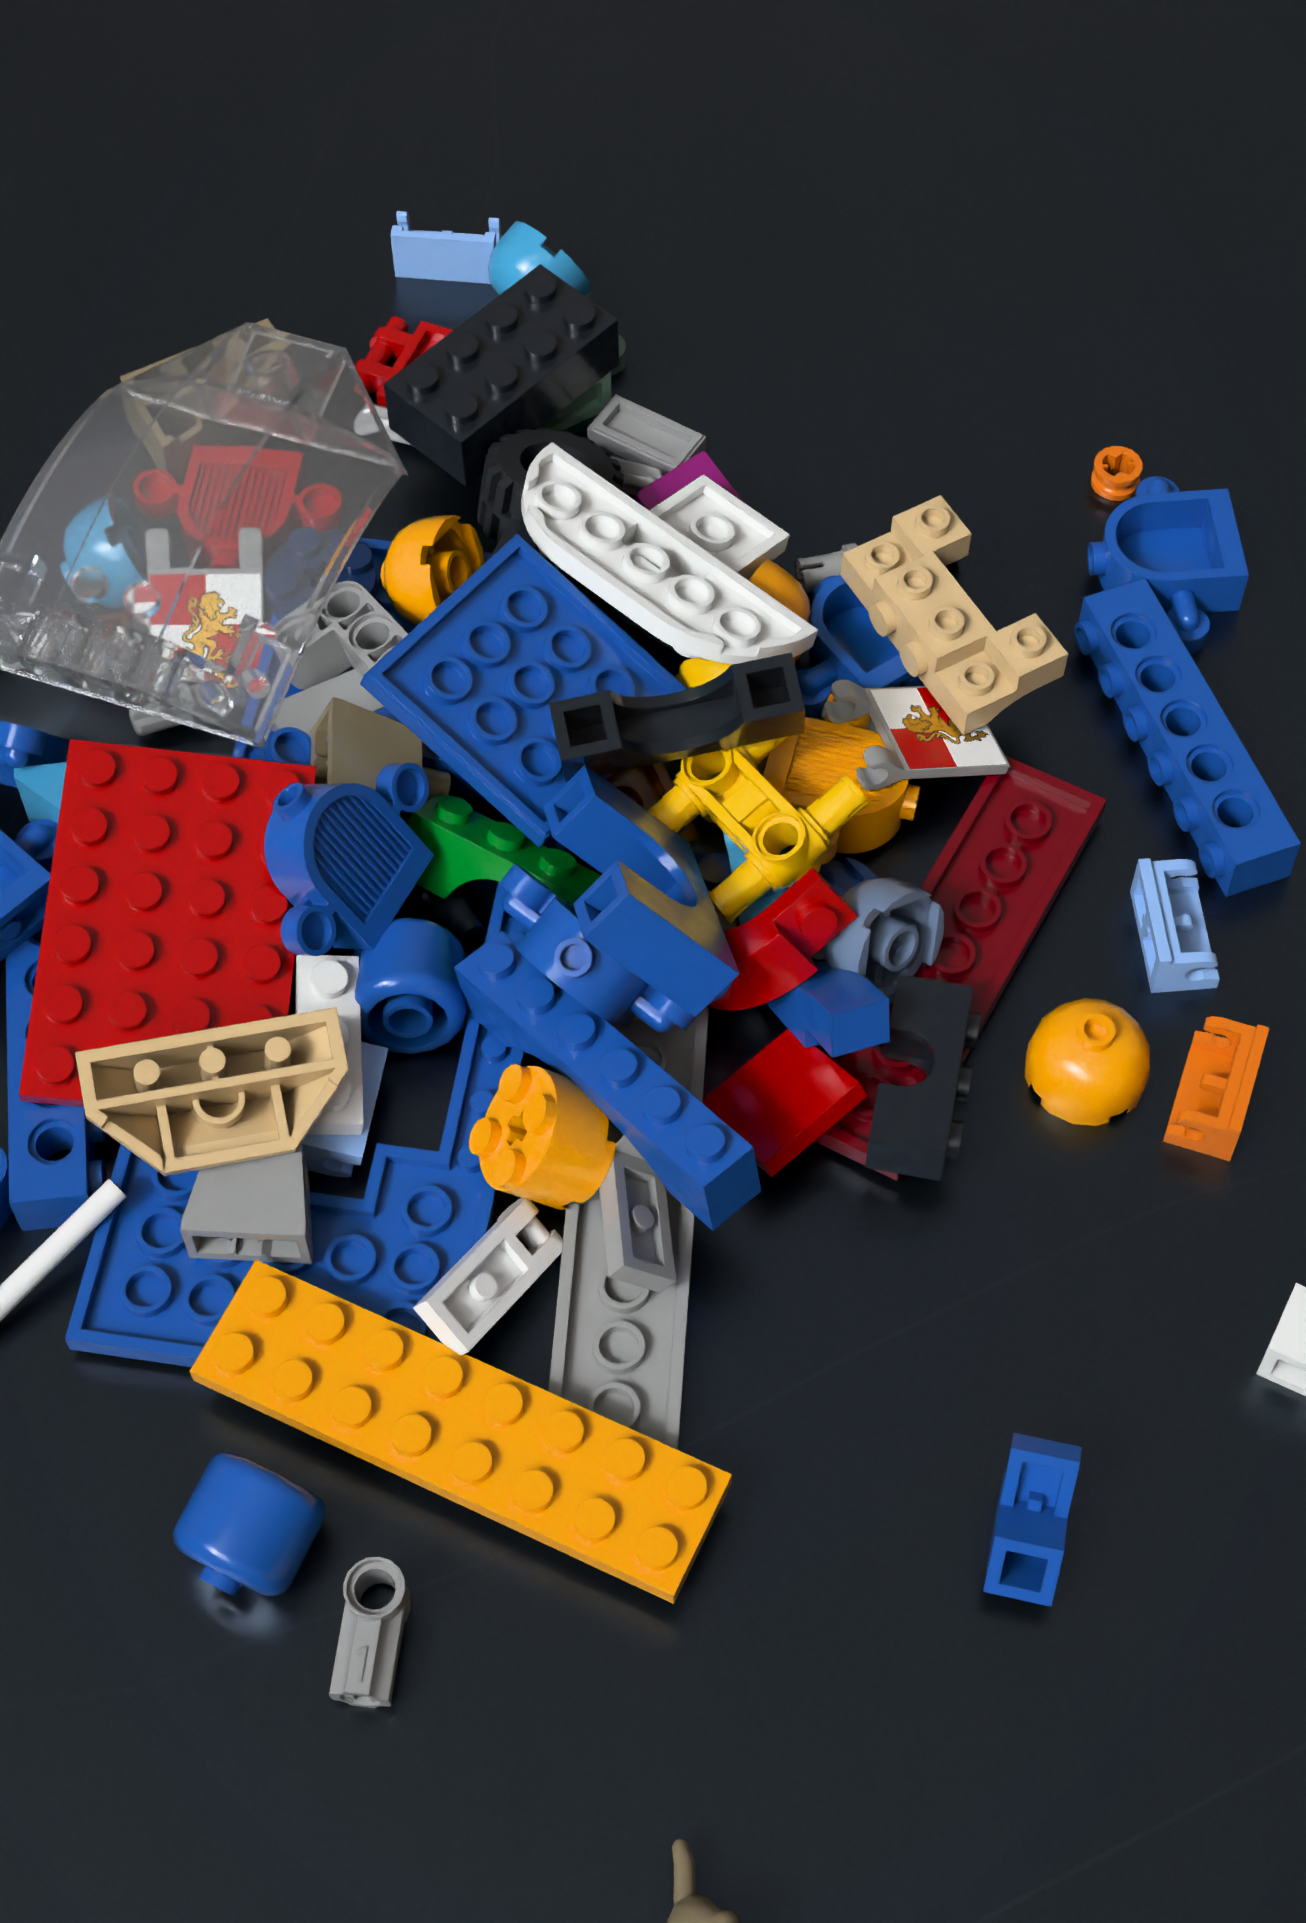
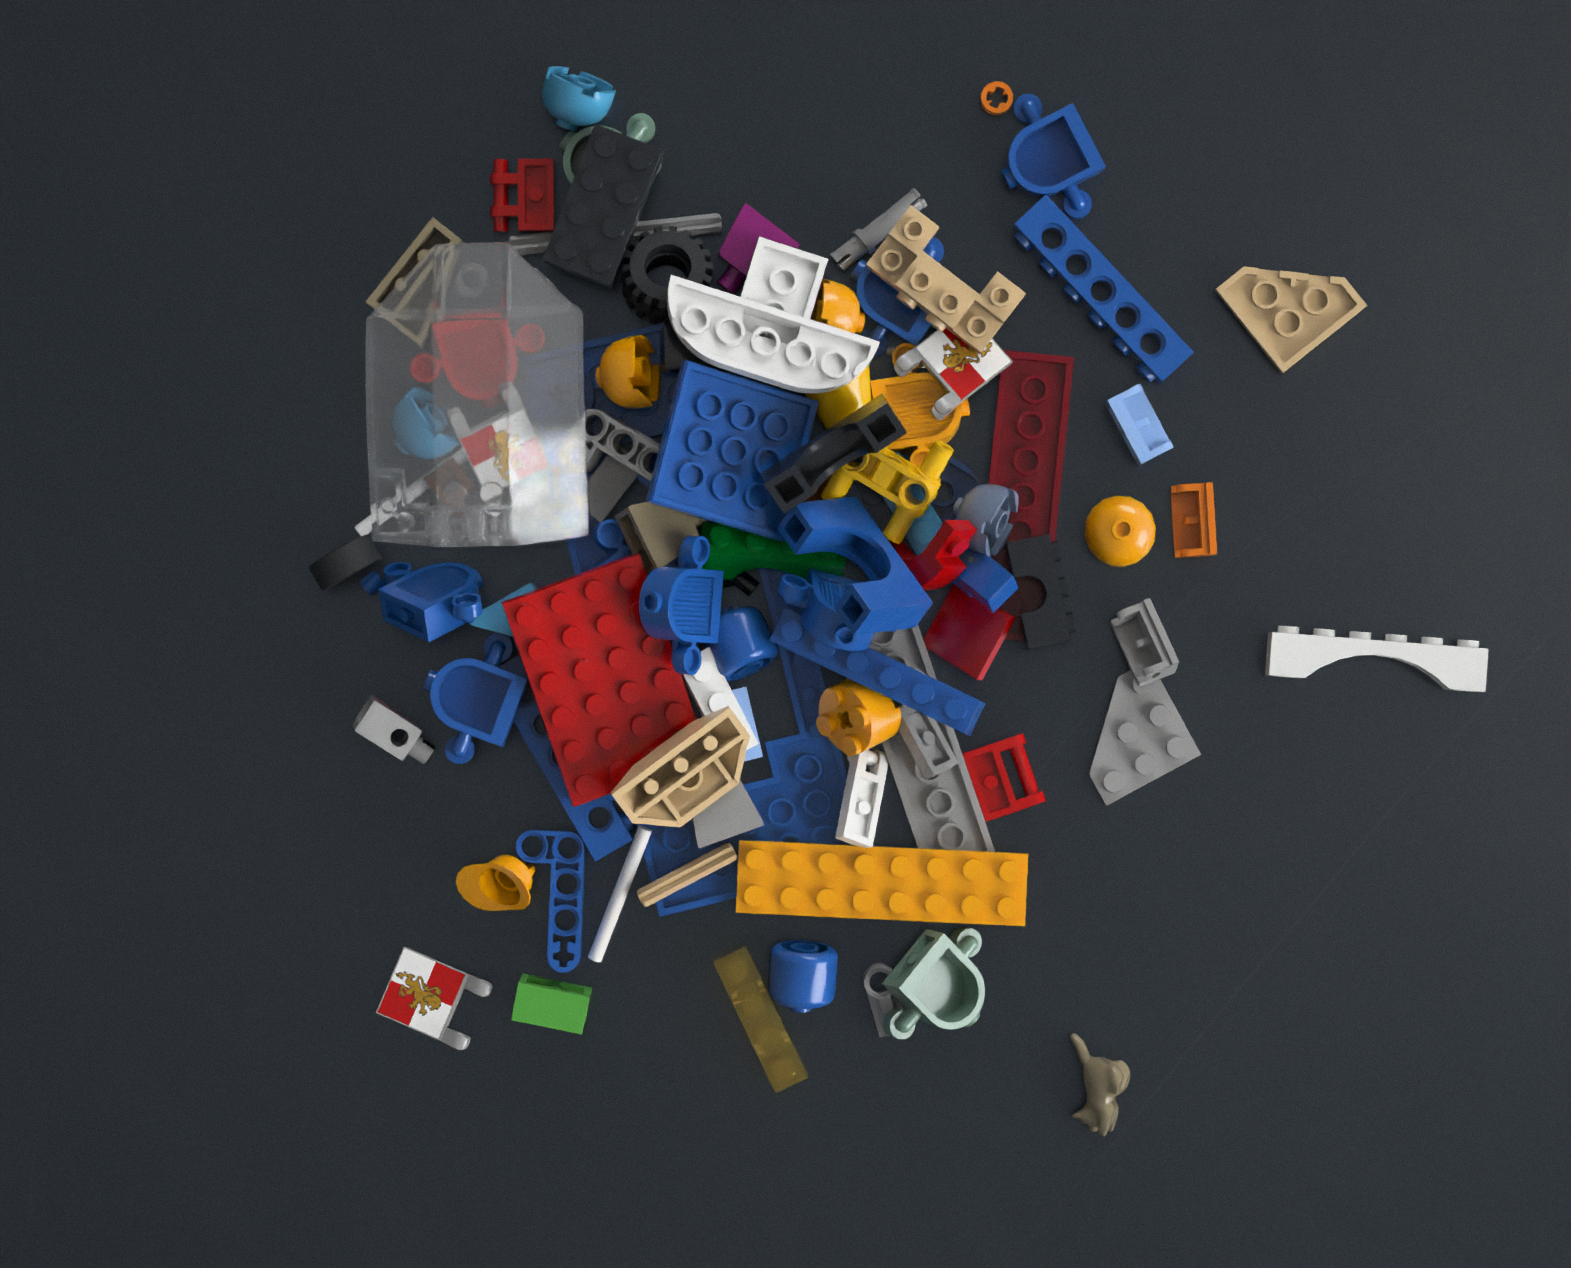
camera: 20 degrees left, 30 degrees up
(135, 1605) = (760, 1018): none -> clear yellow arch
(143, 1283) = (686, 874): none -> tan axle
(442, 254) = (502, 85): light blue hinge -> none
(471, 1635) = (936, 983): none -> sand green piece
(644, 435) = (696, 187): light grey tile -> none
(720, 1353) = (992, 782): none -> red plate
(1000, 1373) = (1138, 739): none -> light grey plate
(1032, 1519) = (1181, 814): blue brick -> none
(1069, 1227) = (1144, 643): none -> light grey hinge

